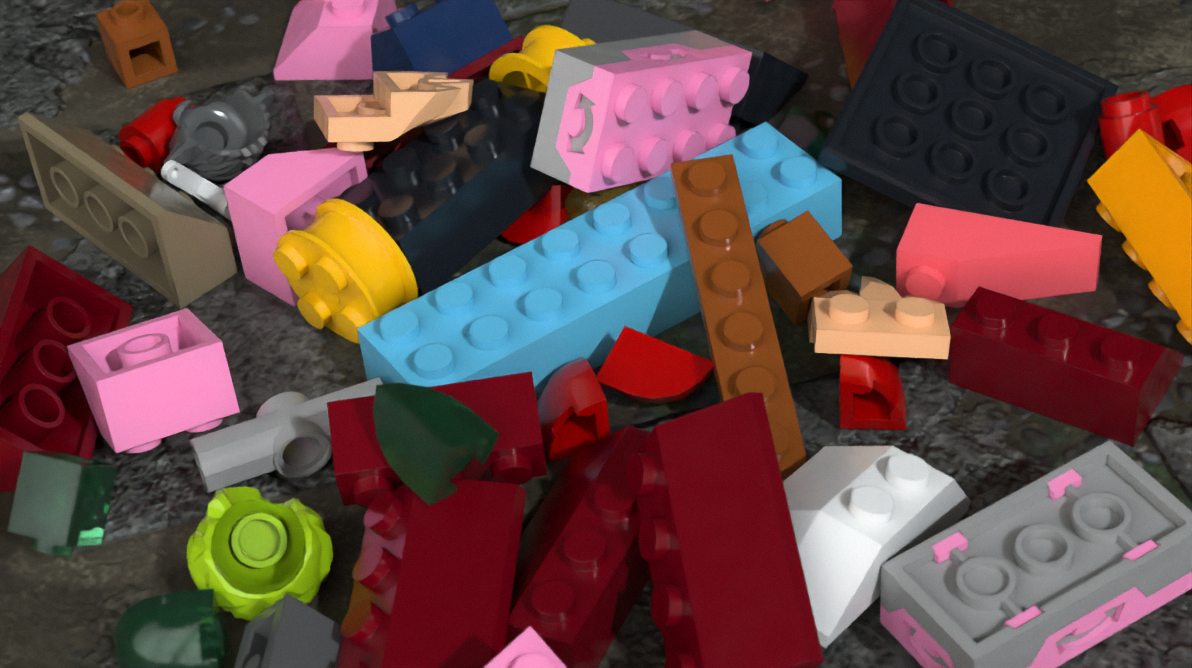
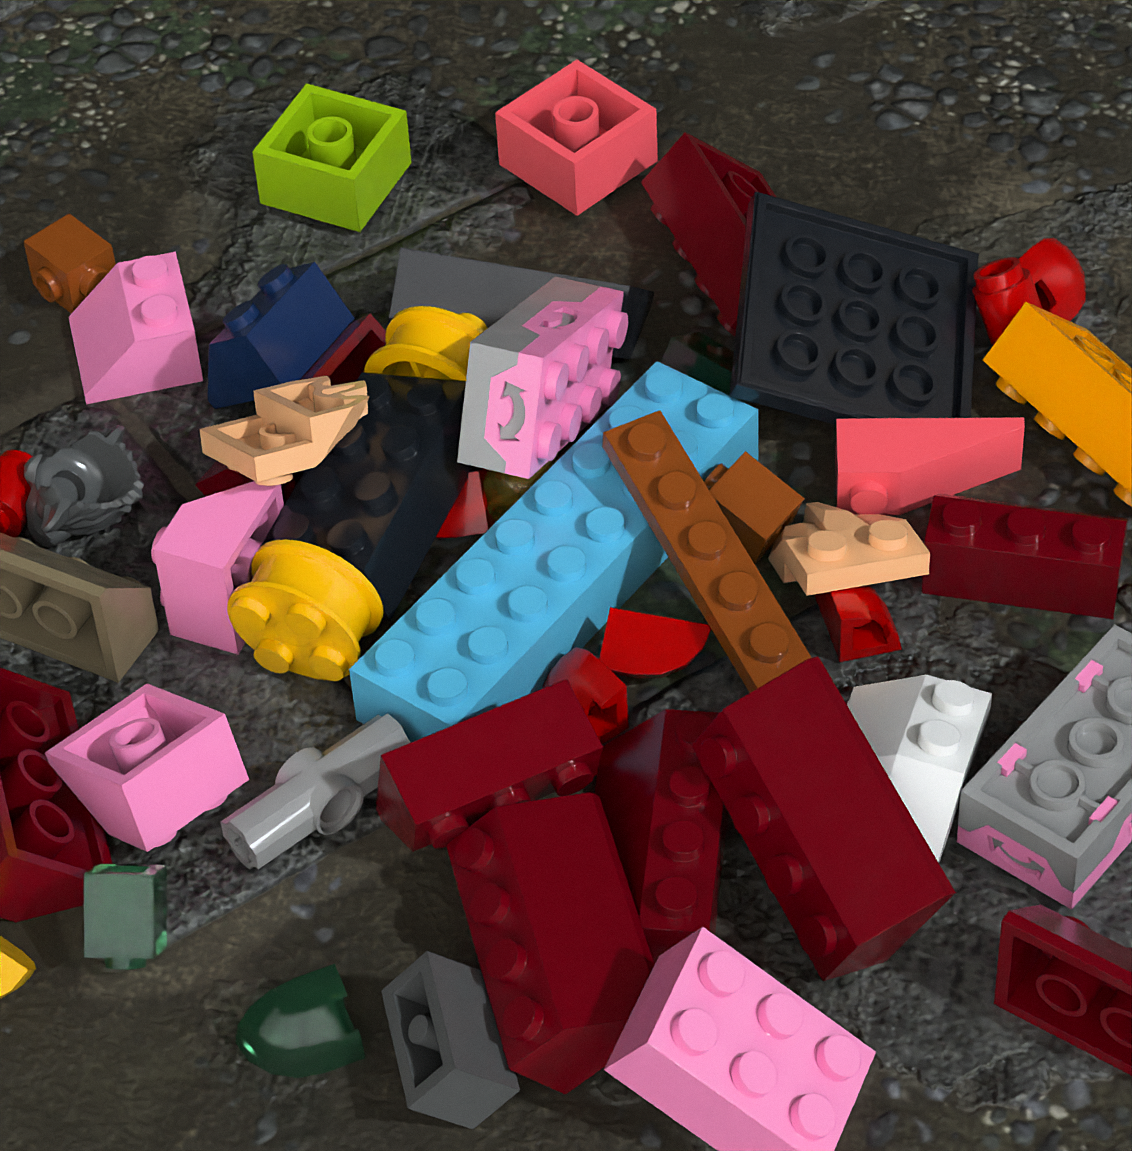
camera: 20 degrees left, 5 degrees up
(196, 186) = (102, 554): white piece -> none
(258, 551) = (355, 917): lime hair -> none
(428, 437) = (500, 768): clear green brick -> none

